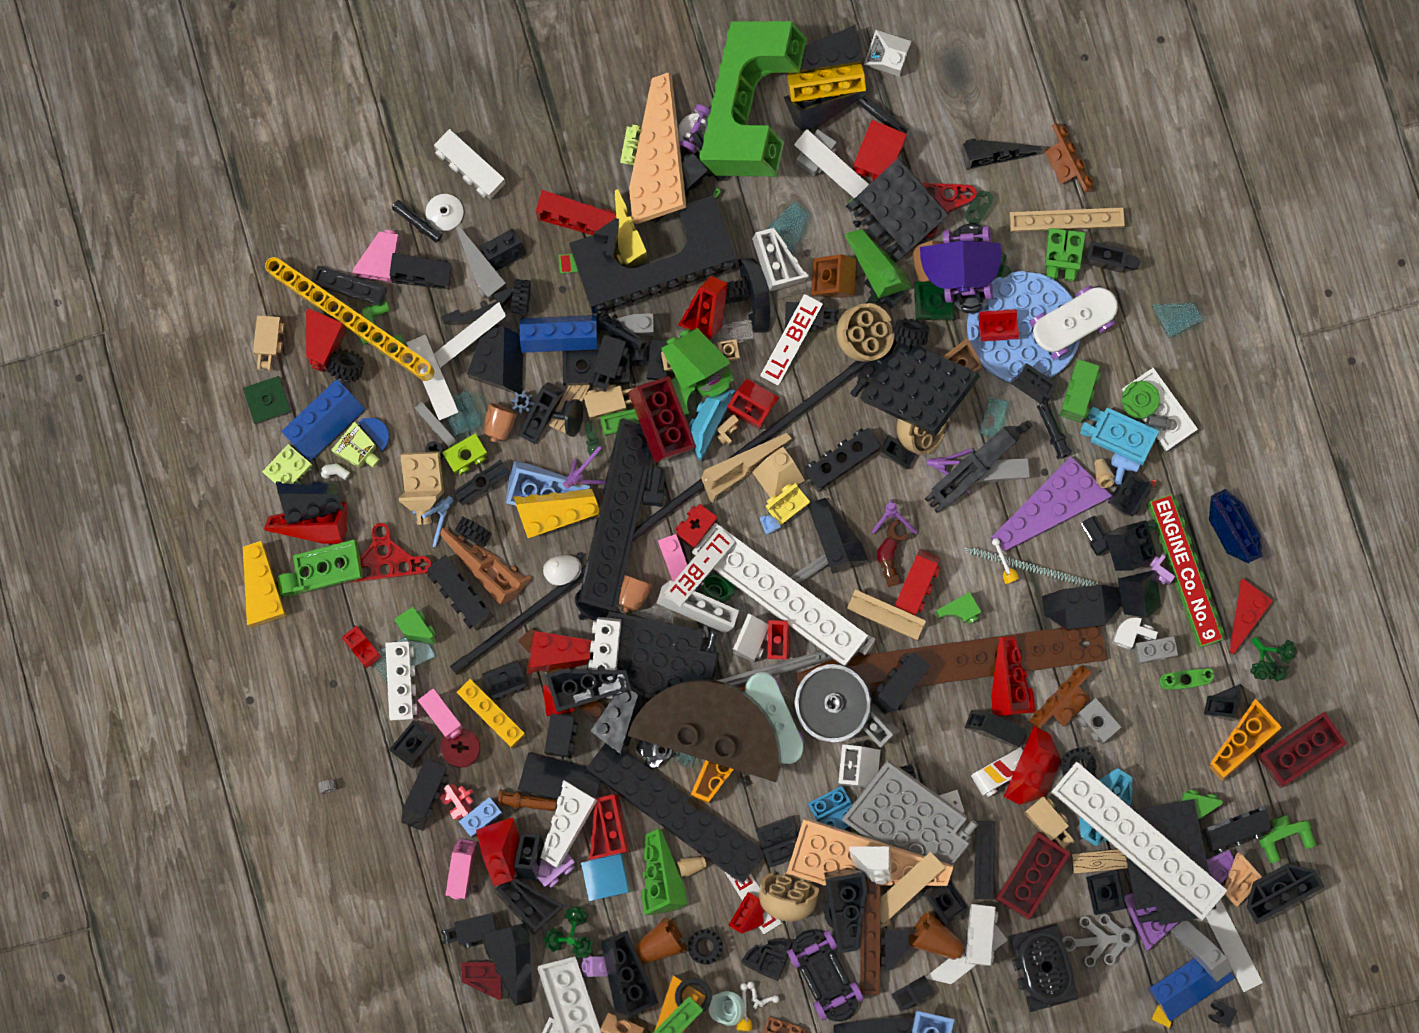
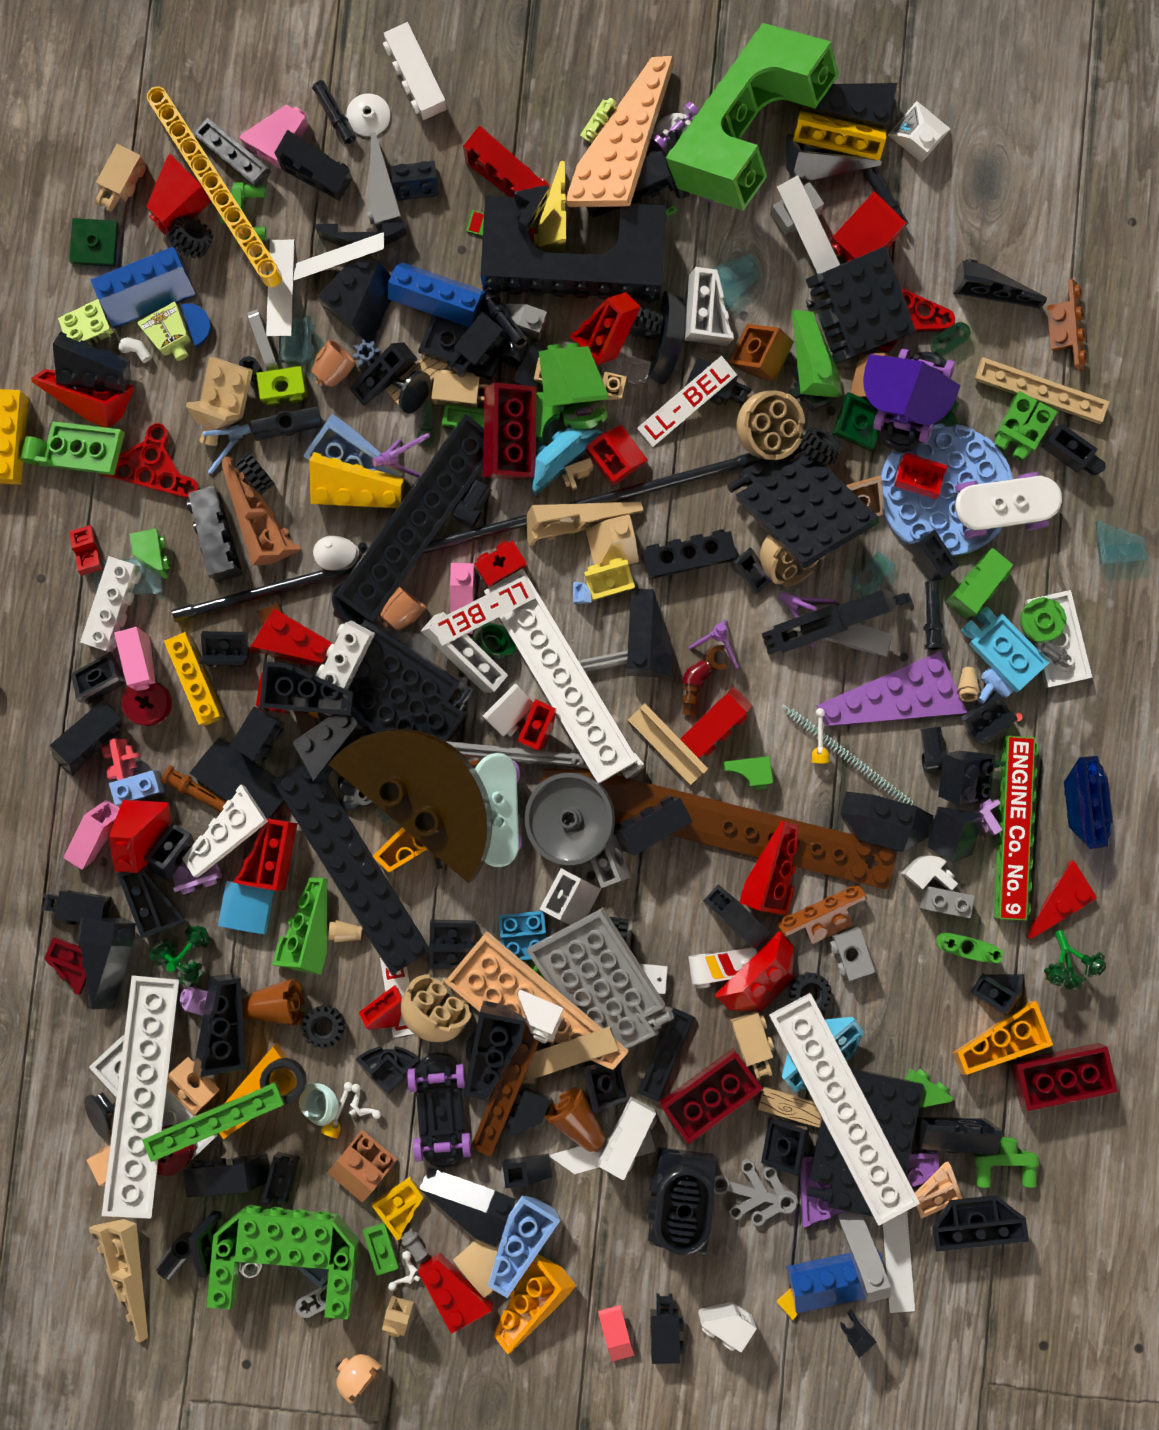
camera: 15 degrees right, 5 degrees up
(521, 296) = (411, 237): black tyre -> none

